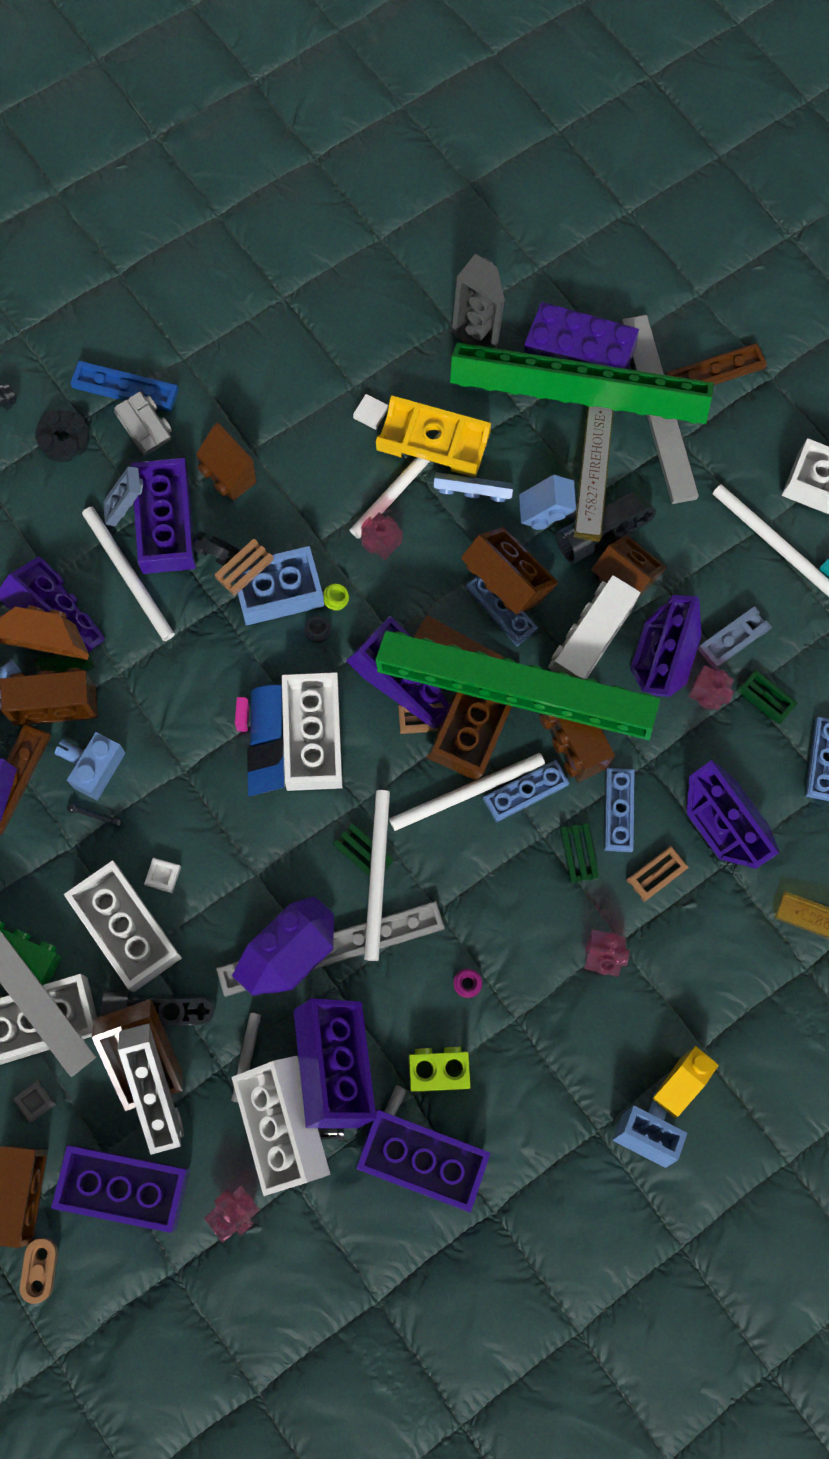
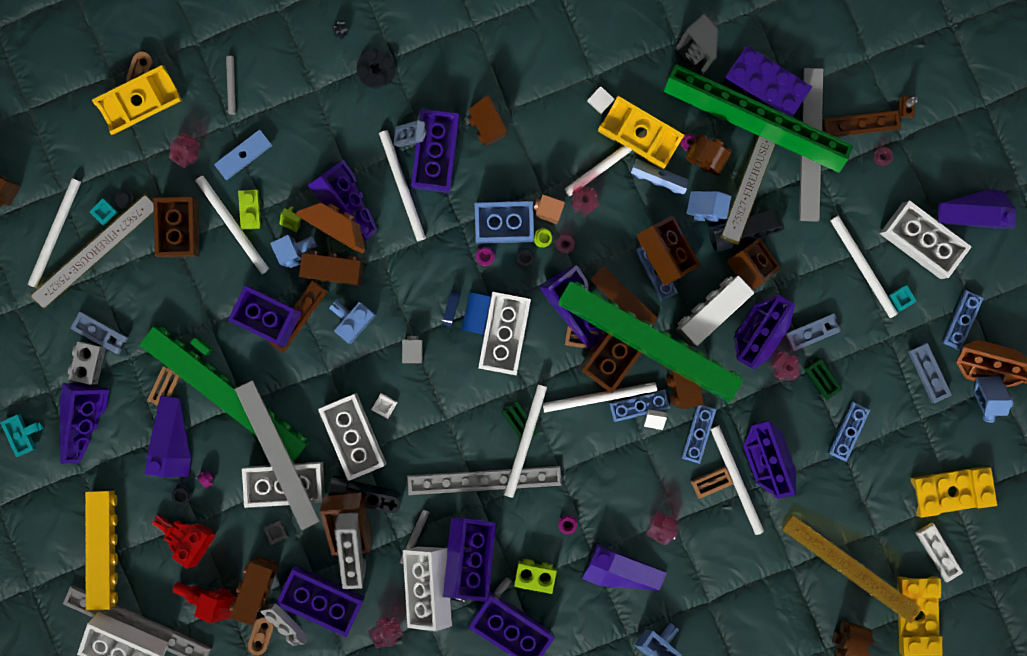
camera: 15 degrees right, 15 degrees up
(71, 1239) = (285, 624): none -> light grey hinge
(73, 808) = (333, 345): black hinge -> none
(123, 385) = (427, 40): blue plate -> none
(142, 423) = (434, 75): light grey brick -> none
(186, 786) = (412, 350): none -> light grey brick
(217, 547) = (468, 186): black plate -> none
(228, 727) = (451, 308): none -> dark blue beam
(236, 560) = (497, 199): medium nougat tile -> none
(242, 714) = (460, 308): dark pink tile -> none
(261, 639) = (485, 256): none -> magenta plate
(265, 767) = (468, 350): sticker -> none
(287, 948) = (457, 477): dark purple wedge -> none
(334, 554) = (548, 209): none -> nougat brick
(368, 591) = (569, 239): none -> clear pink plate
(501, 443) = (684, 142): none -> magenta plate
(529, 441) = (708, 154): none -> reddish brown brick
(553, 802) = (655, 419): none -> white tile
(560, 1033) = (616, 569): none -> dark purple wedge
(575, 829) = (663, 460): dark green tile -> none
(685, 1081) = (690, 622): yellow slope -> none
(692, 862) = (737, 480): none -> white piece
(759, 396) = (888, 154): none -> clear pink plate
(766, 336) = (907, 103): none -> reddish brown piece

